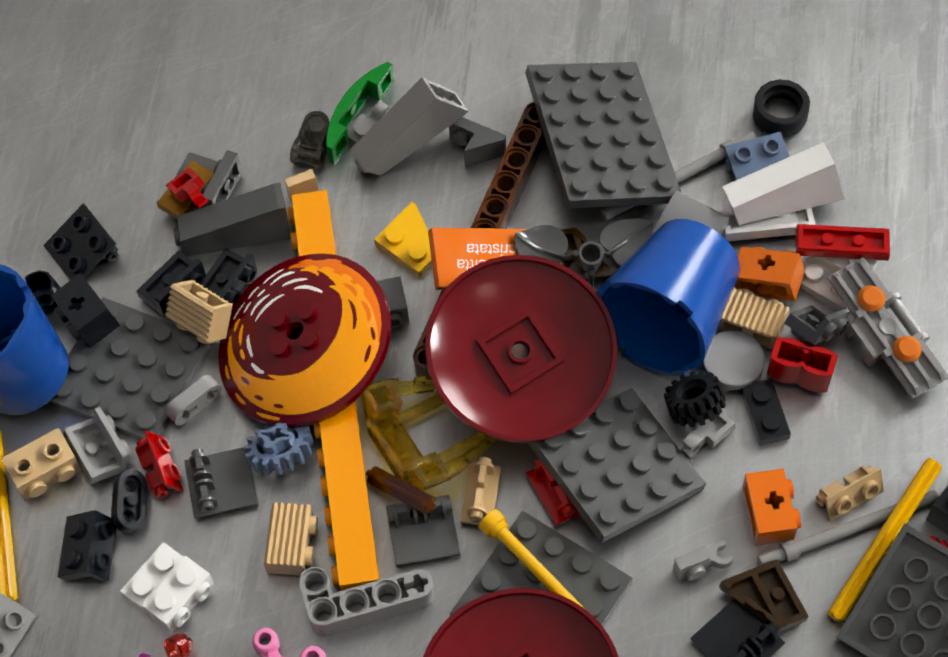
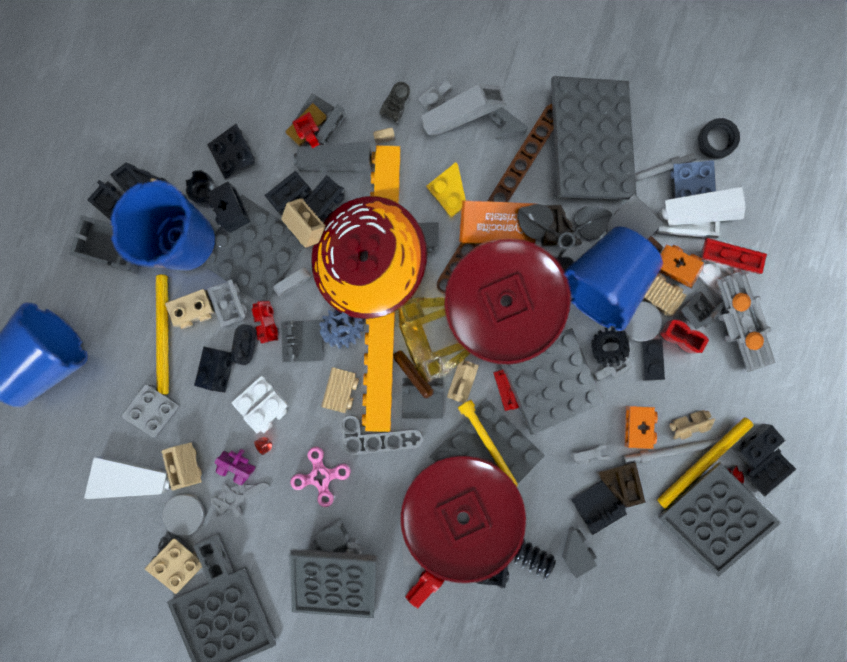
camera: 10 degrees right, 25 degrees up
(373, 85) = (445, 64): green slope -> none

